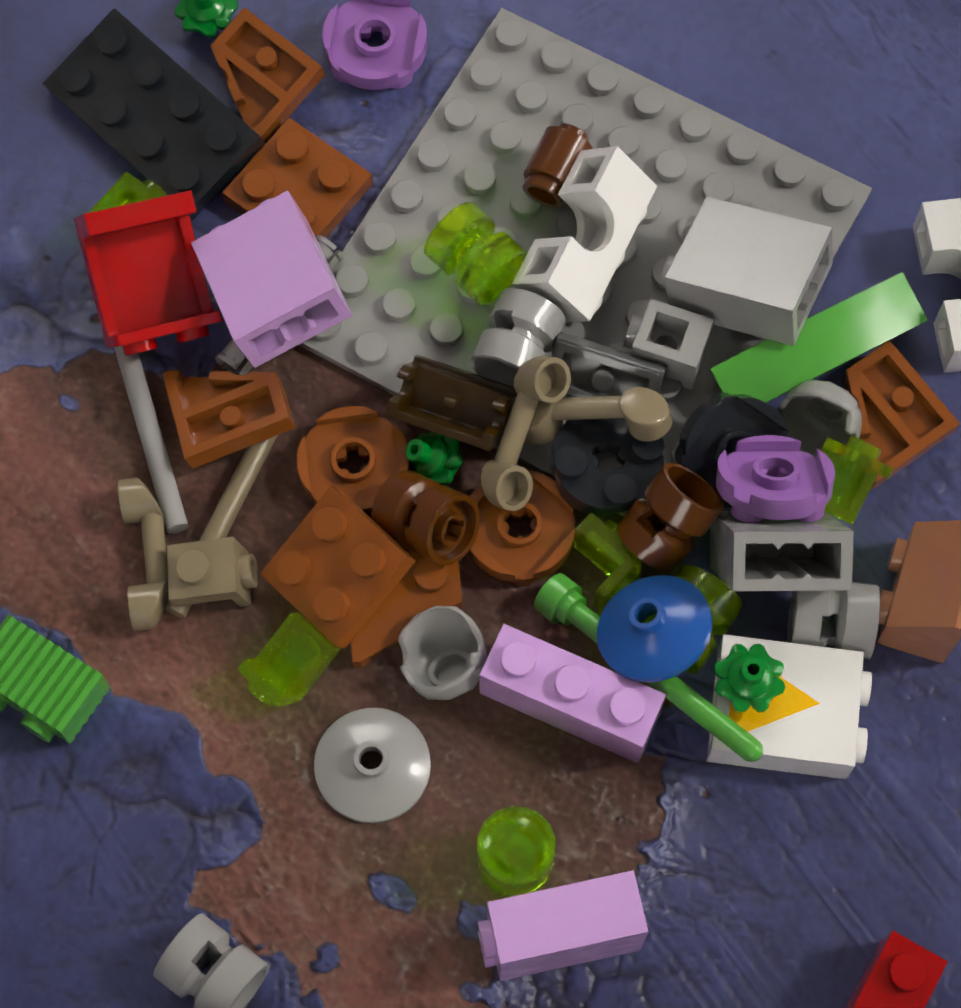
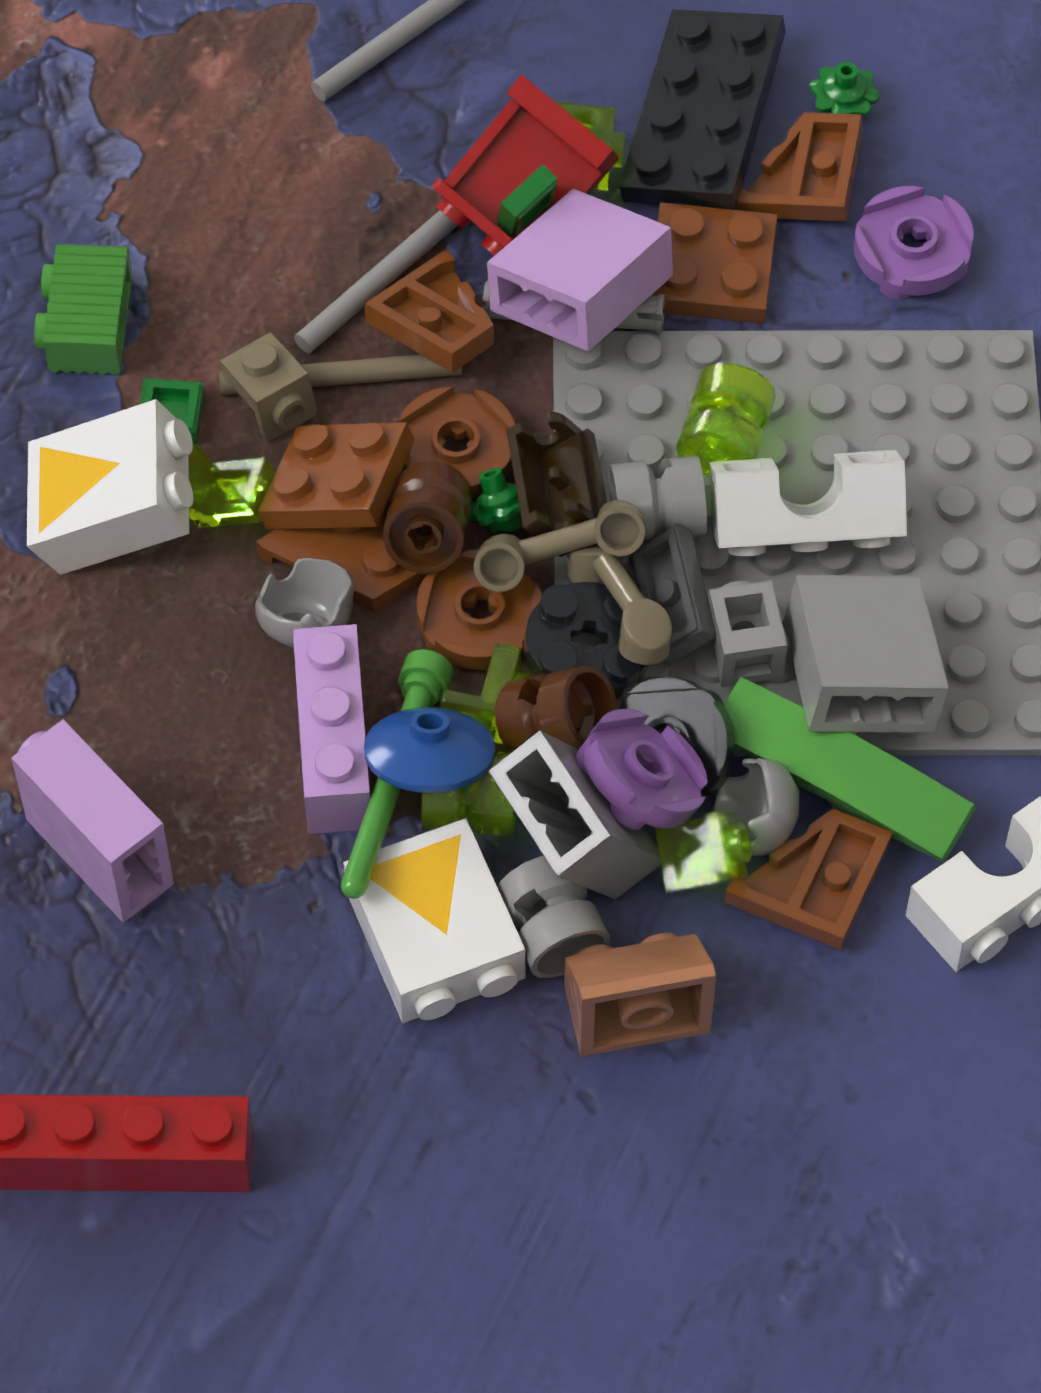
camera: 60 degrees right, 10 degrees down
(147, 600) = (301, 294): dark tan bar -> none
(176, 666) = (180, 398): none -> green tile
(179, 282) = (527, 201): none -> green tile
(245, 751) = (108, 487): none -> white brick
(379, 792) = (172, 635): light grey dish -> none
(515, 851) = (147, 750): clear neon green wheel -> none
(553, 162) = (879, 434): reddish brown brick -> none
(749, 678) = (425, 849): green plant -> none

